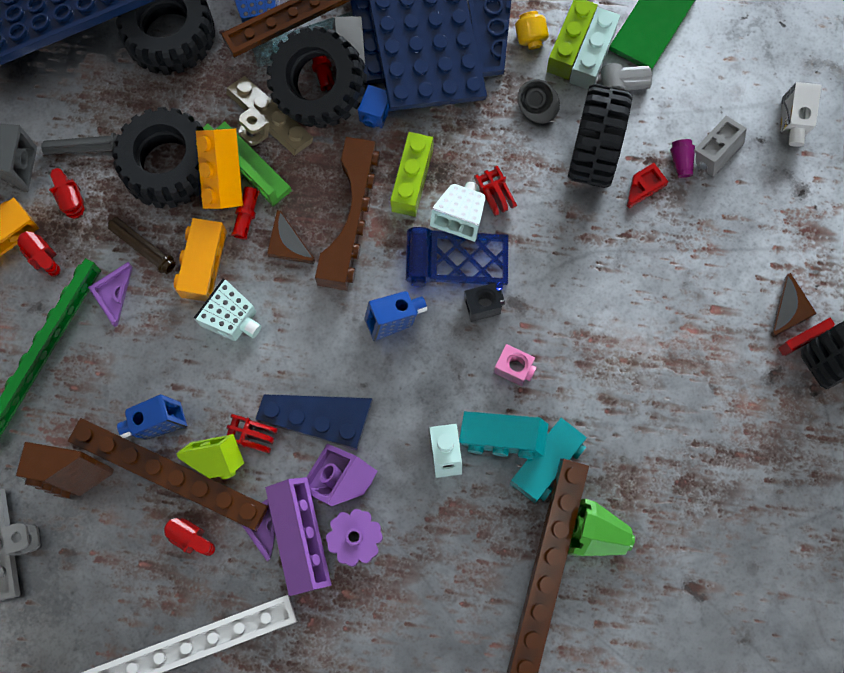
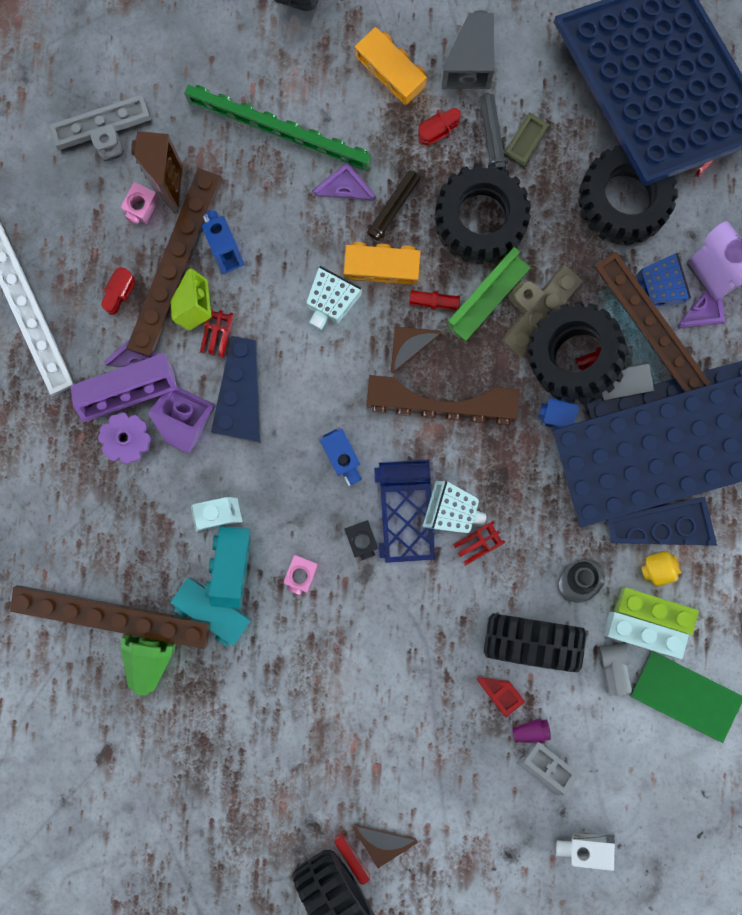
camera: 85 degrees right, 10 degrees up
(38, 253) = (375, 110): red arm -> none
(88, 498) = (139, 193): none -> bright pink brick
(95, 115) = (526, 139): none -> olive tile
(219, 168) = (470, 269): light orange brick -> none
(412, 174) = (488, 459): lime brick -> none

